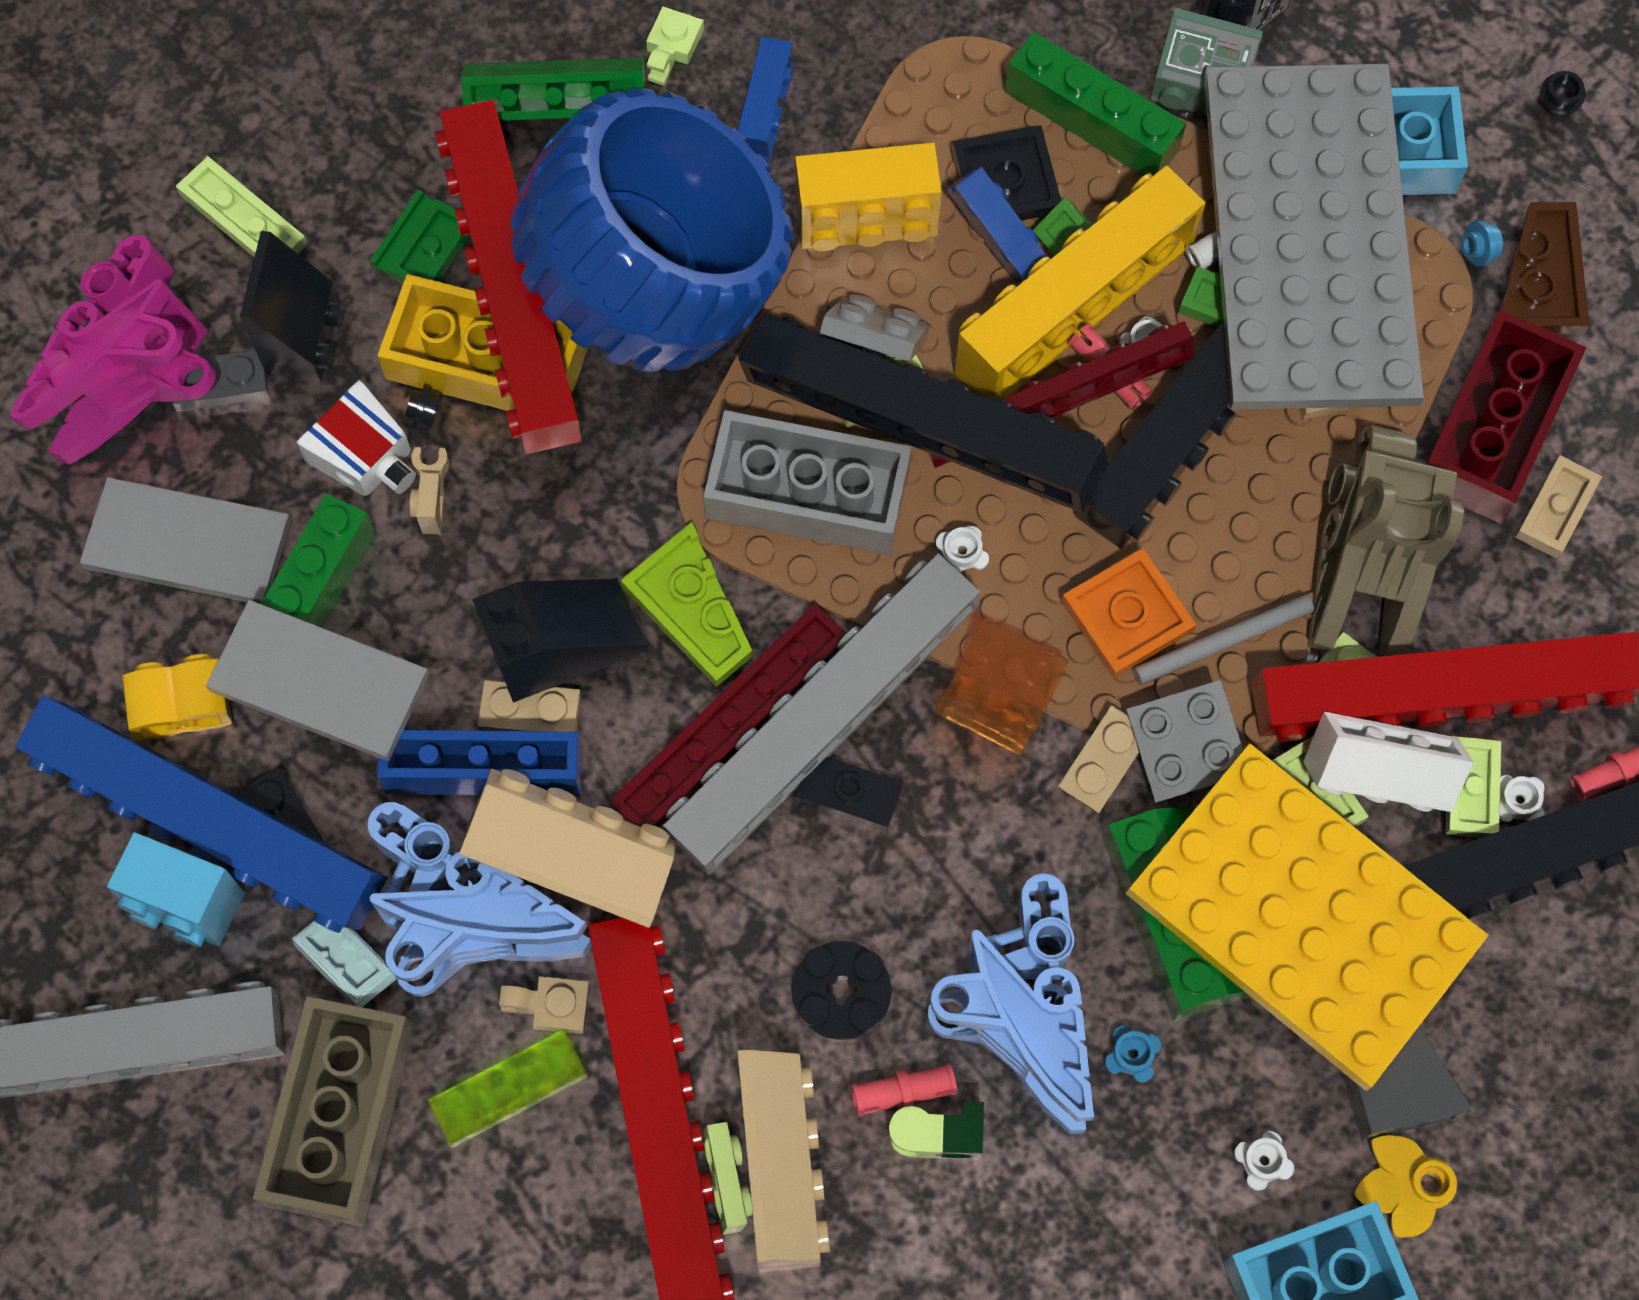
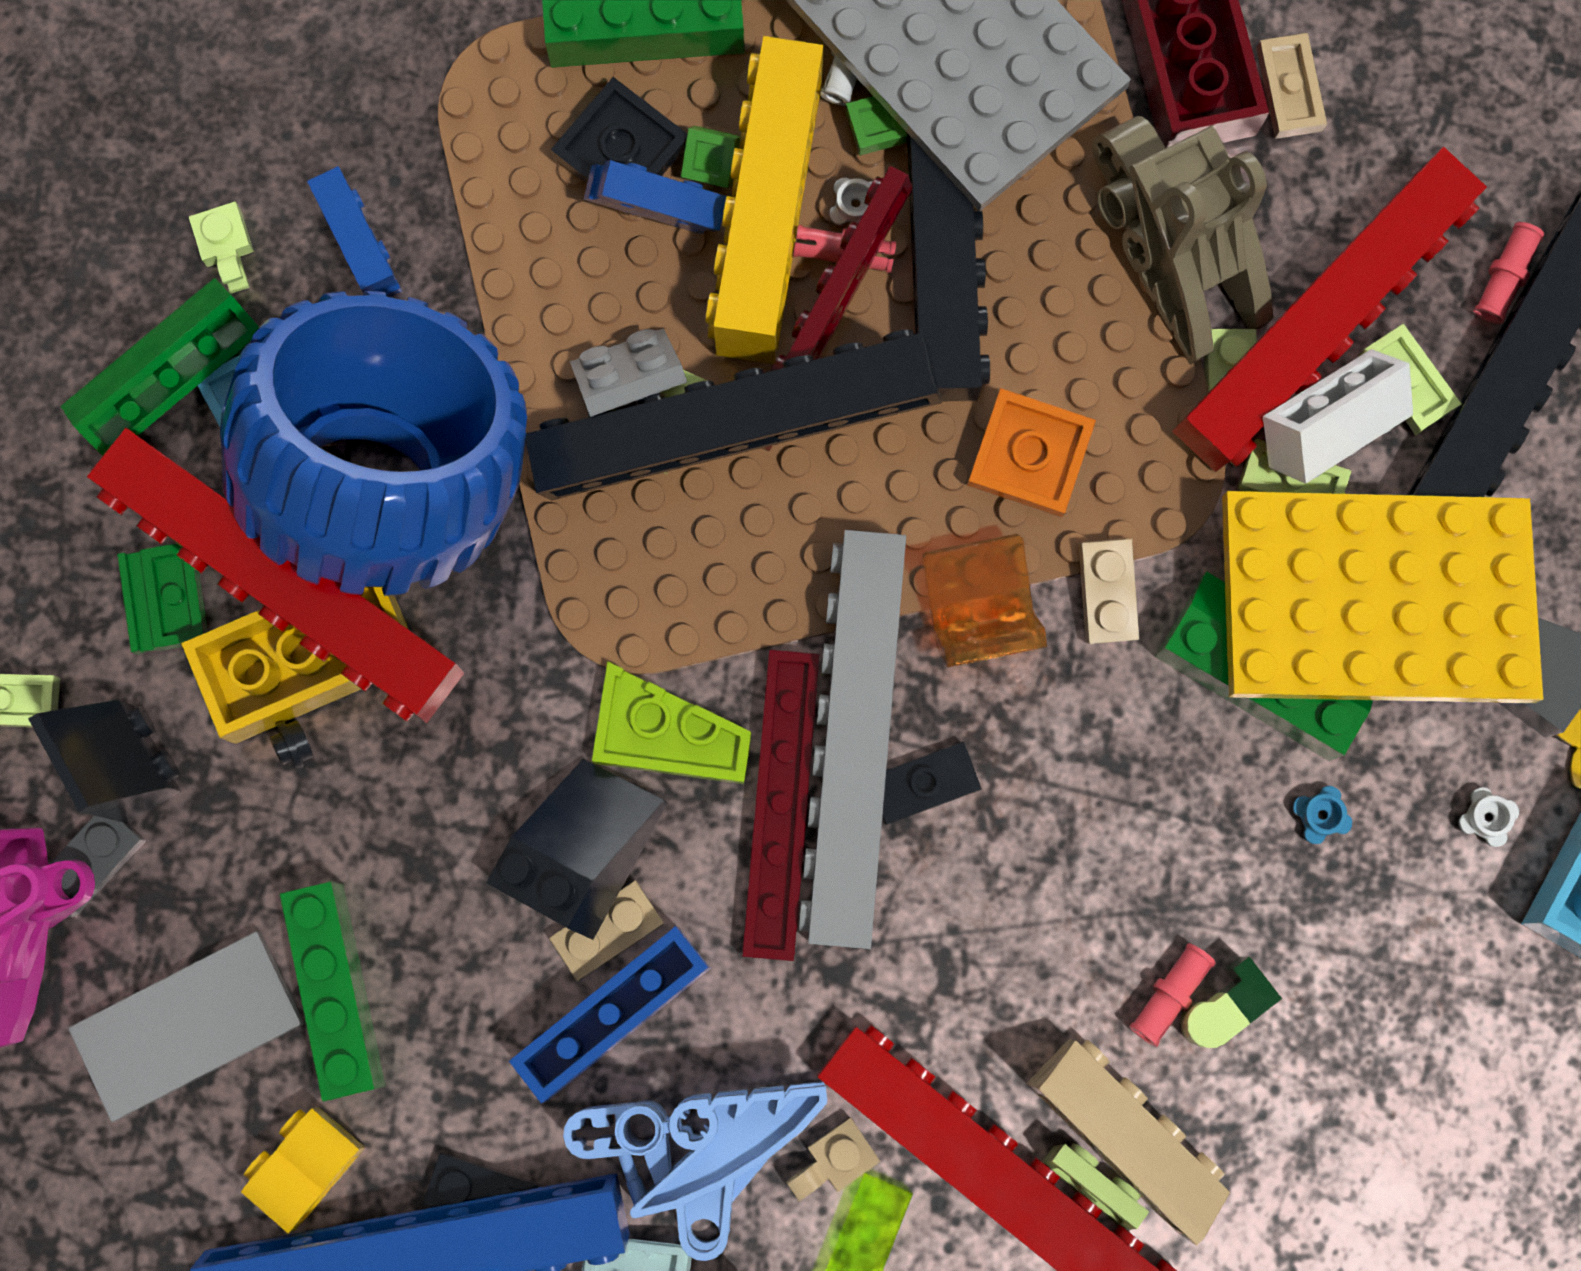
camera: 40 degrees left, 10 degrees up
(318, 680) = (420, 1065): light grey tile -> none
(359, 444) = (266, 821): torso -> none
(428, 500) = (367, 822): tan plate -> none
(569, 846) = (752, 1032): tan slope -> none
(807, 482) = (683, 552): light grey brick -> none
(860, 1012) = (1086, 960): black plate -> none
(868, 196) = (523, 258): yellow brick -> none
(968, 538) = (852, 492): white plate -> none
(1018, 1023) = (1247, 872): light blue piece -> none
(1186, 739) = (1167, 525): light grey hinge -> none
(1223, 639) = (1122, 413): light grey bar -> none
(1530, 789) = (1461, 350): white plate -> none

